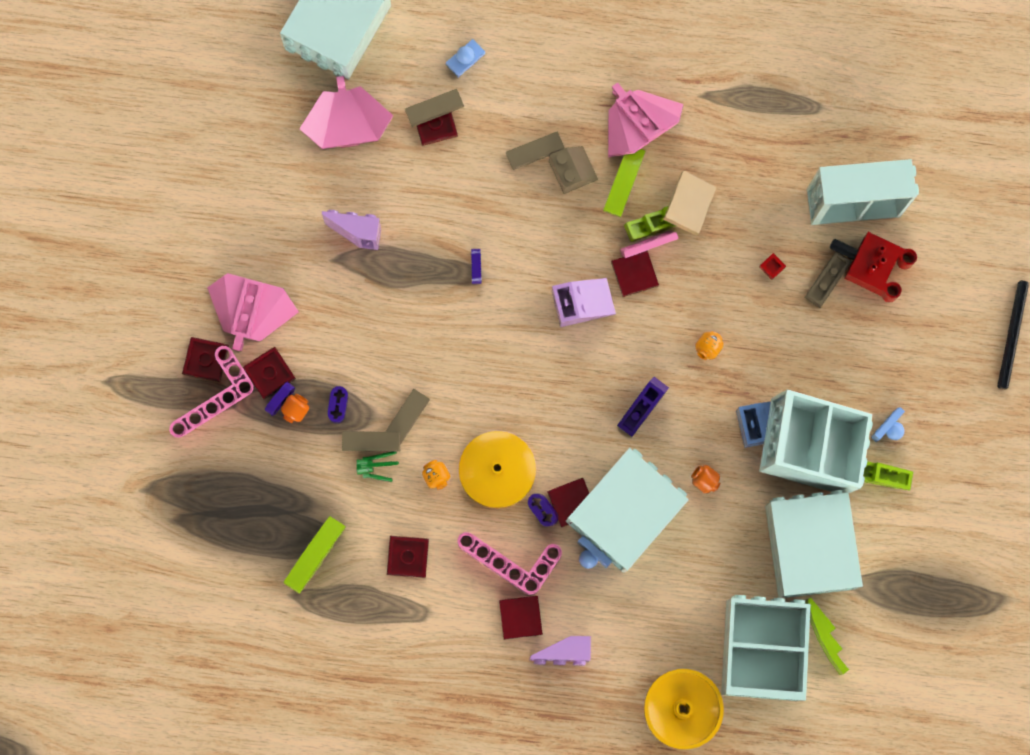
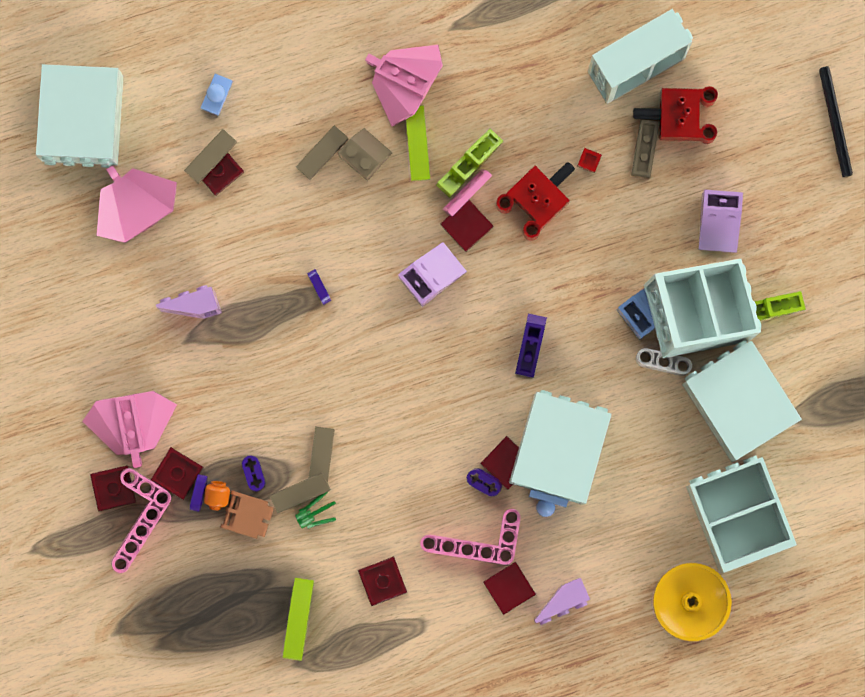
camera: 15 degrees left, 5 degrees up
(314, 440) = (247, 515): none -> nougat plate
(436, 475) = (373, 496): light orange head -> none
(494, 487) = (428, 483): yellow dish -> none
(689, 203) = (487, 136): tan tile -> none
(705, 479) = (617, 385): orange head -> none
(709, 345) = (565, 261): light orange head -> none
(710, 278) = (538, 197): none -> red piece
(747, 475) = (654, 364): none -> white beam
(822, 629) = (783, 472): lime slope -> none
(867, 373) = (720, 220): none -> lavender slope
(893, 429) = (763, 259): light blue tile -> none

